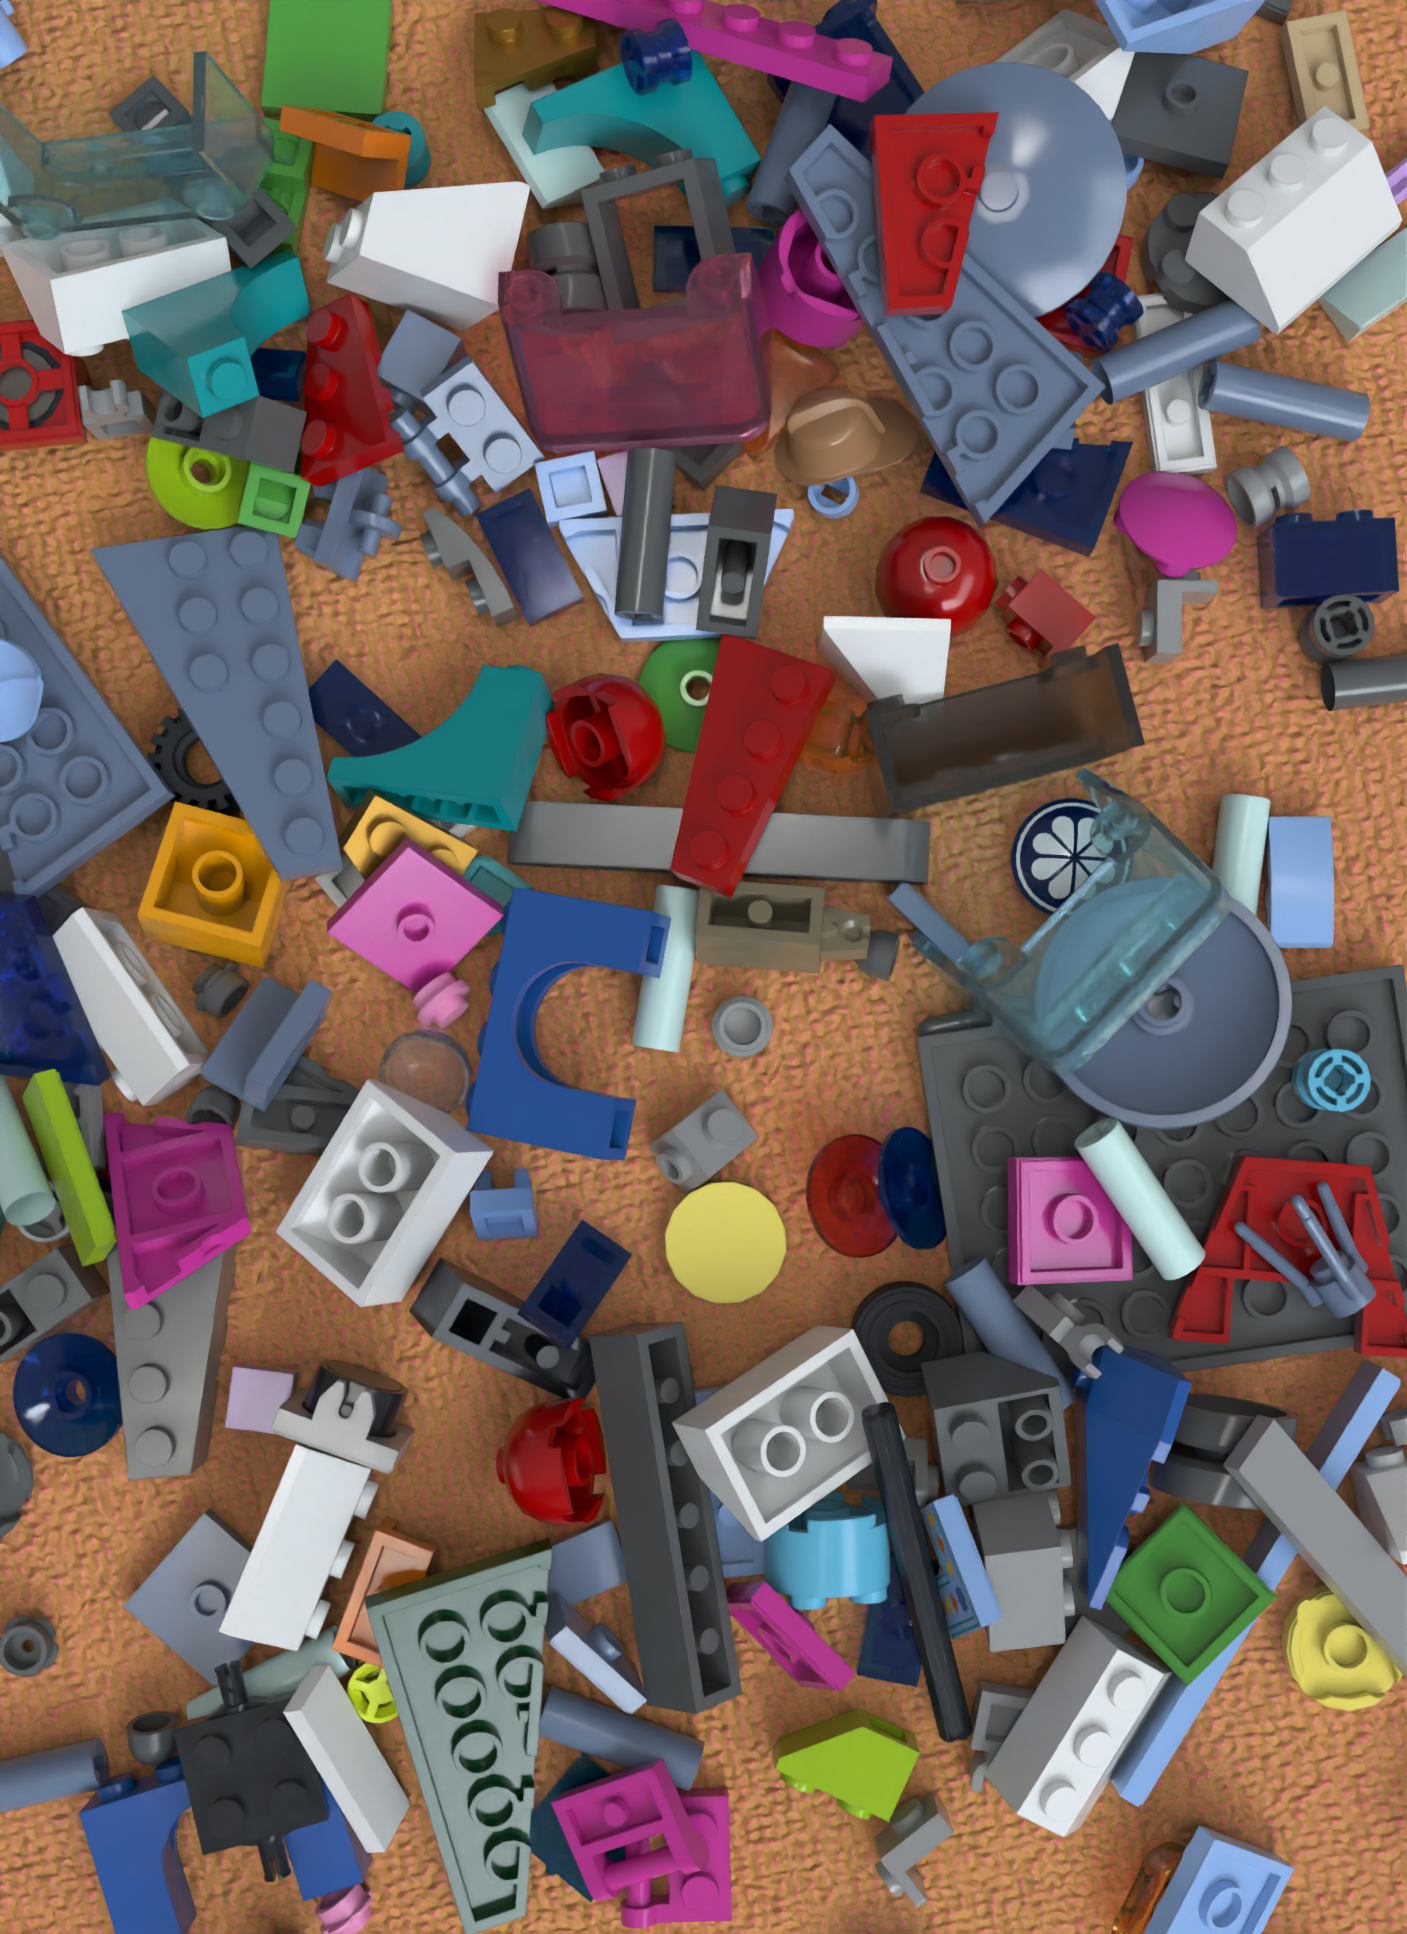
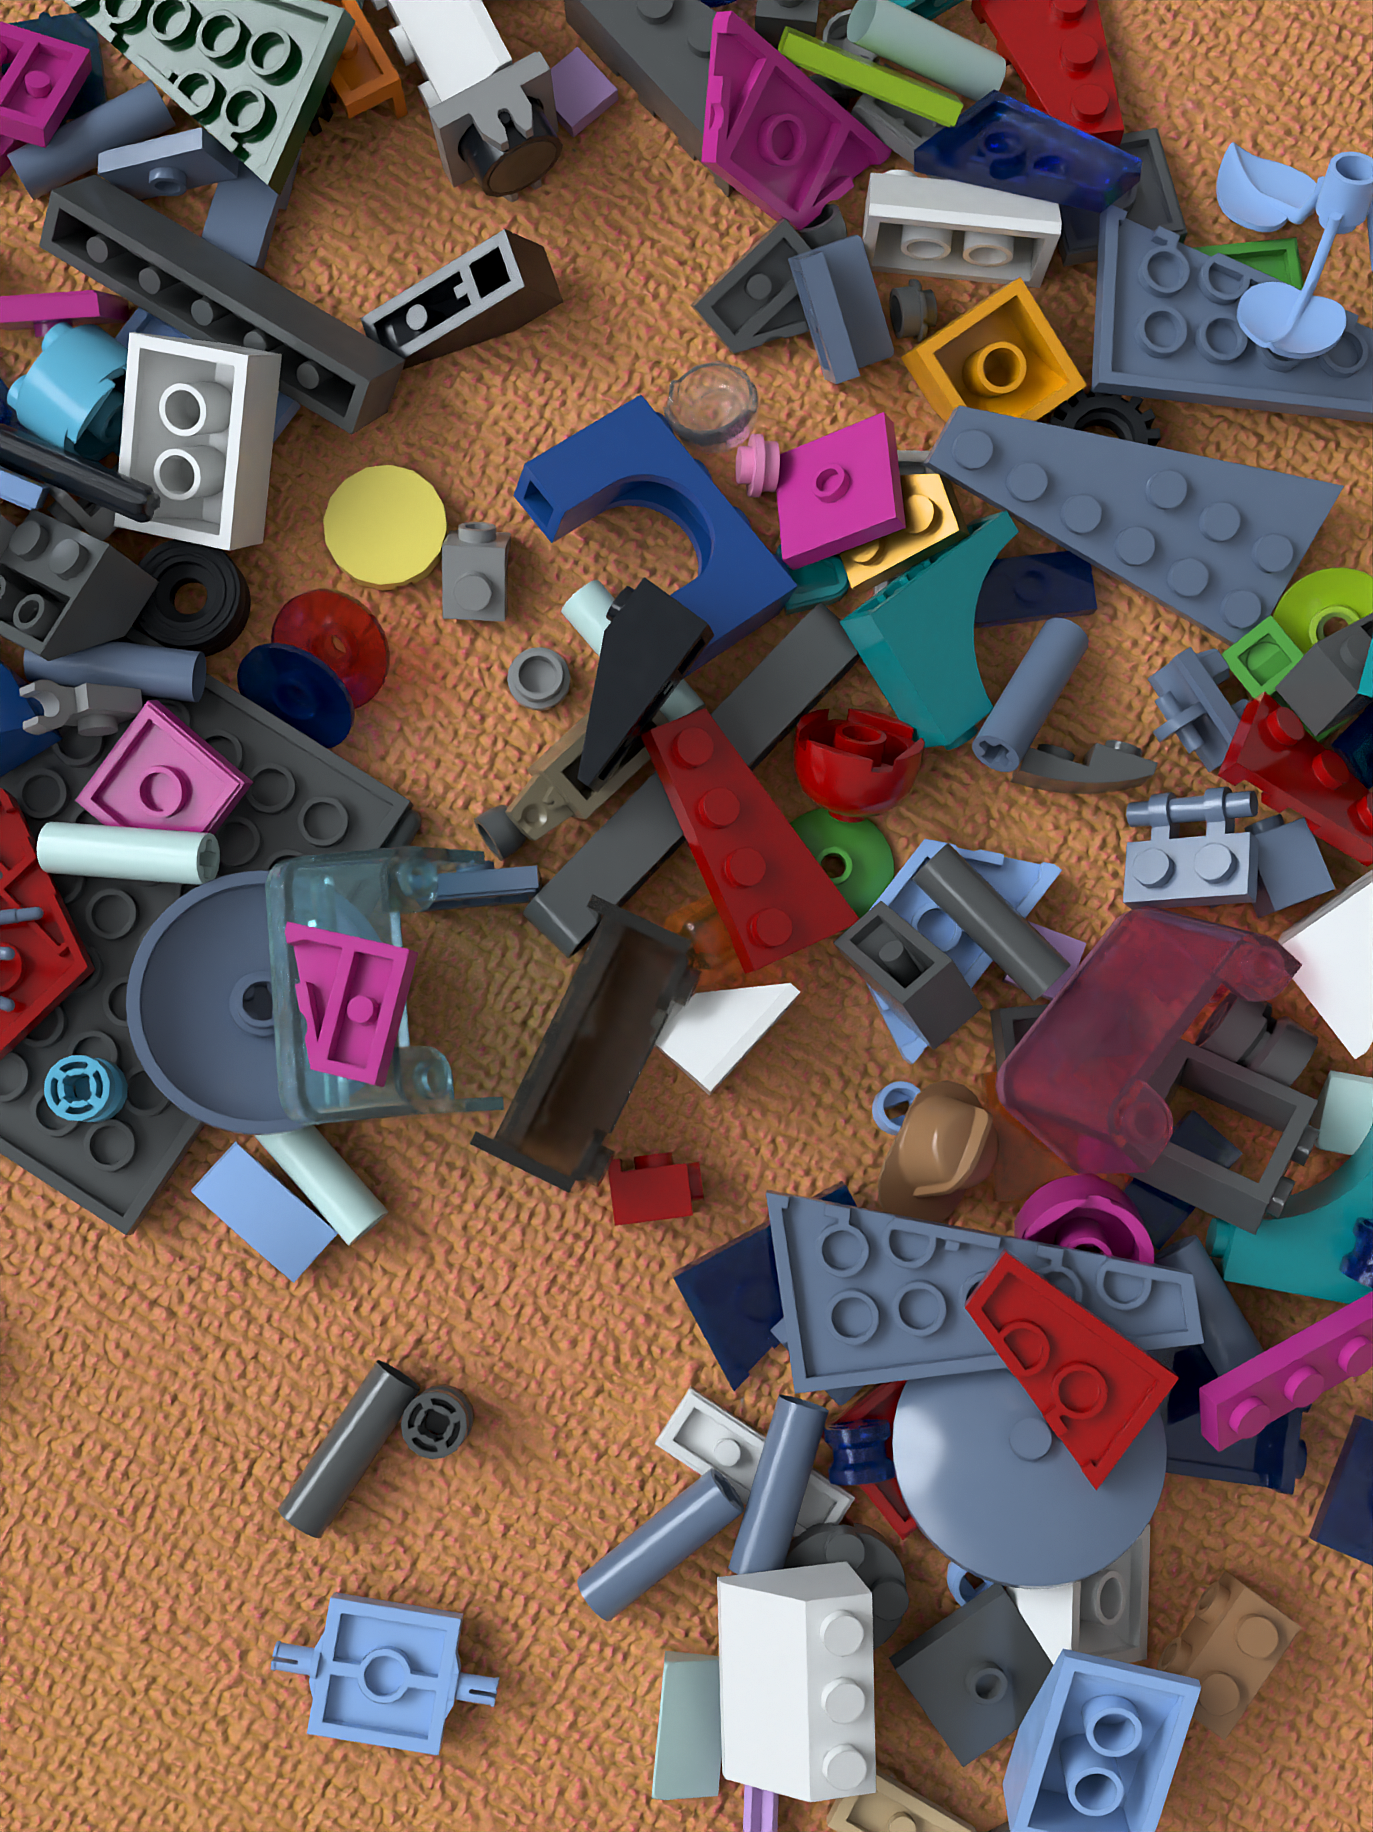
camera: 130 degrees right, 5 degrees down
(383, 1194) = (646, 293): white slope -> none
(448, 648) = (1030, 695): none -> sand blue piece
(504, 1211) = (554, 379): medium blue tile -> none
(529, 557) = (1051, 825): clear blue plate -> none
(554, 1461) = (332, 254): red cylinder -> none
(571, 488) = (1079, 903): light blue plate -> none
(574, 1284) = (452, 378): clear blue slope -> none
(685, 935) = (639, 666): none -> black slope
(937, 572) = (760, 1133): red cylinder -> none
(1054, 852) = (464, 1031): dish -> none
(1117, 920) = (351, 1000): none -> dark pink wing
(1160, 623) = (567, 1280): light grey bracket -> none
(1176, 521) = (637, 1366): dark pink dish -> none
(1267, 487) = (601, 1469): light grey wheel -> none
(1314, 560) = (498, 1464): clear blue brick -> none

